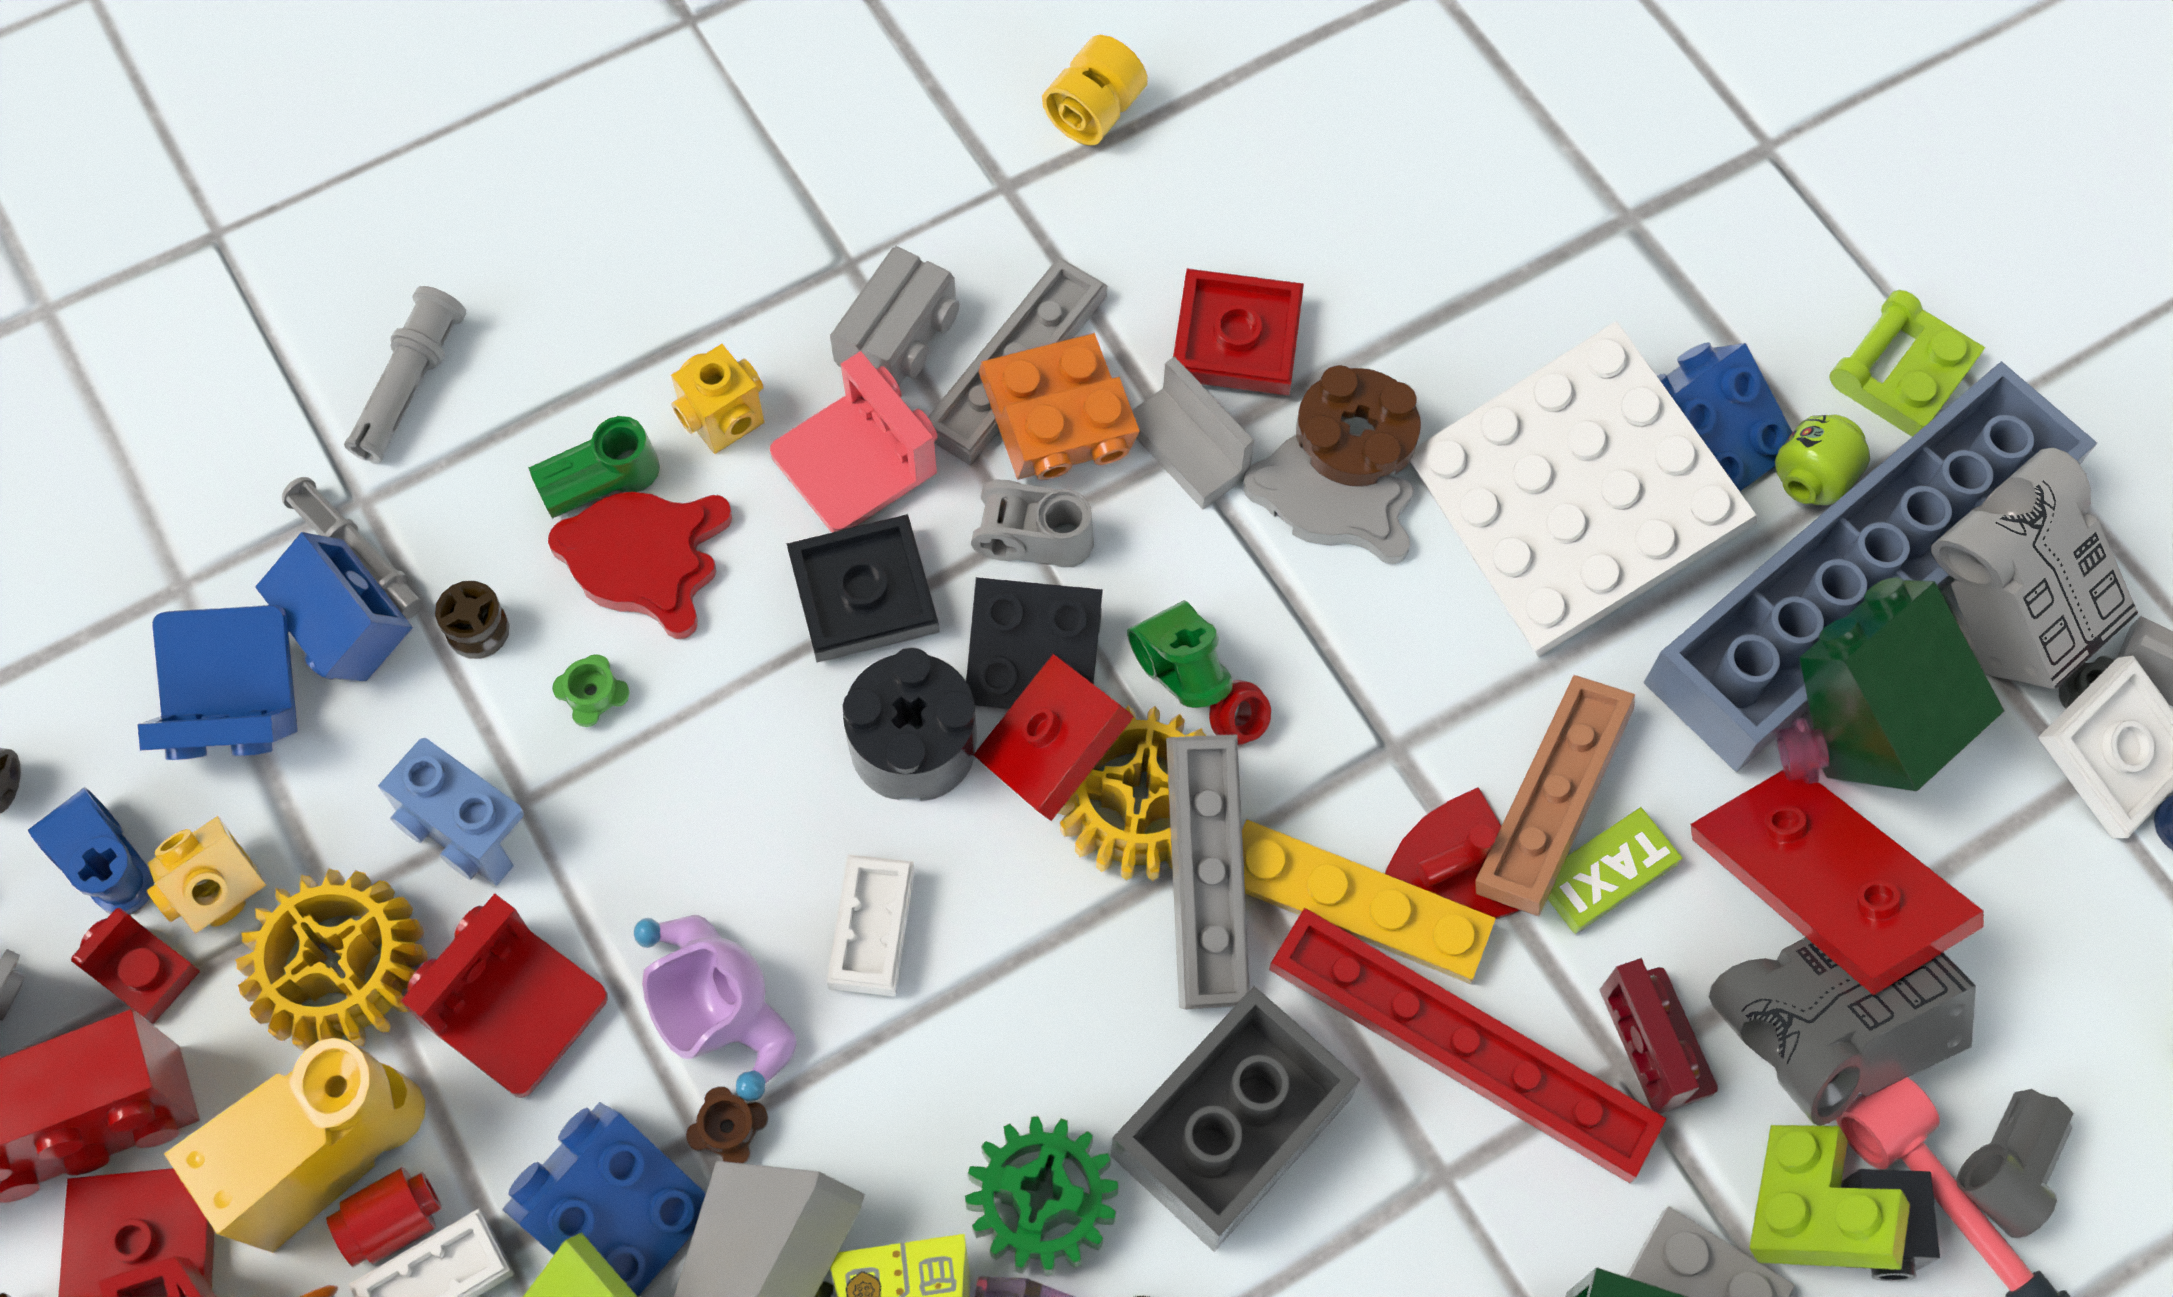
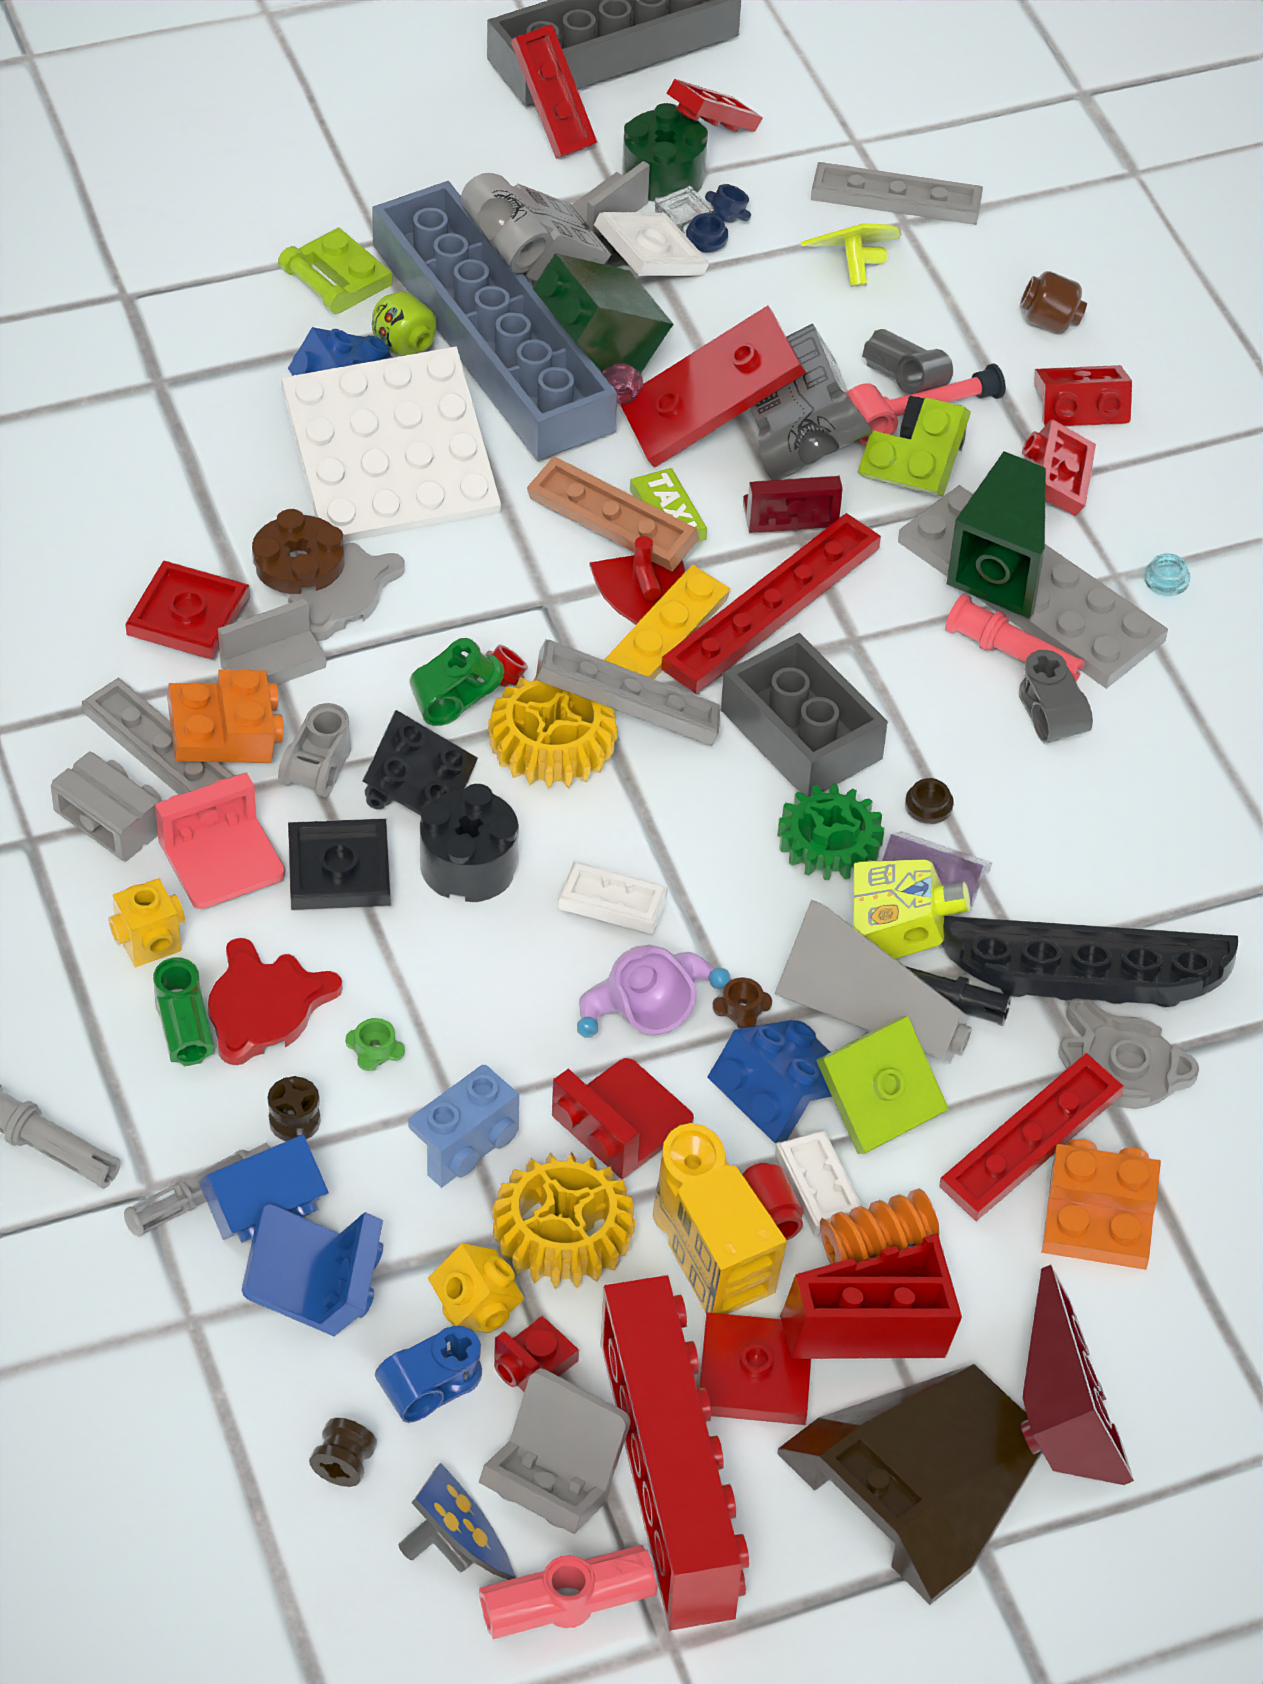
camera: 80 degrees left, 15 degrees down
(1053, 737) = (507, 751): red plate -> none

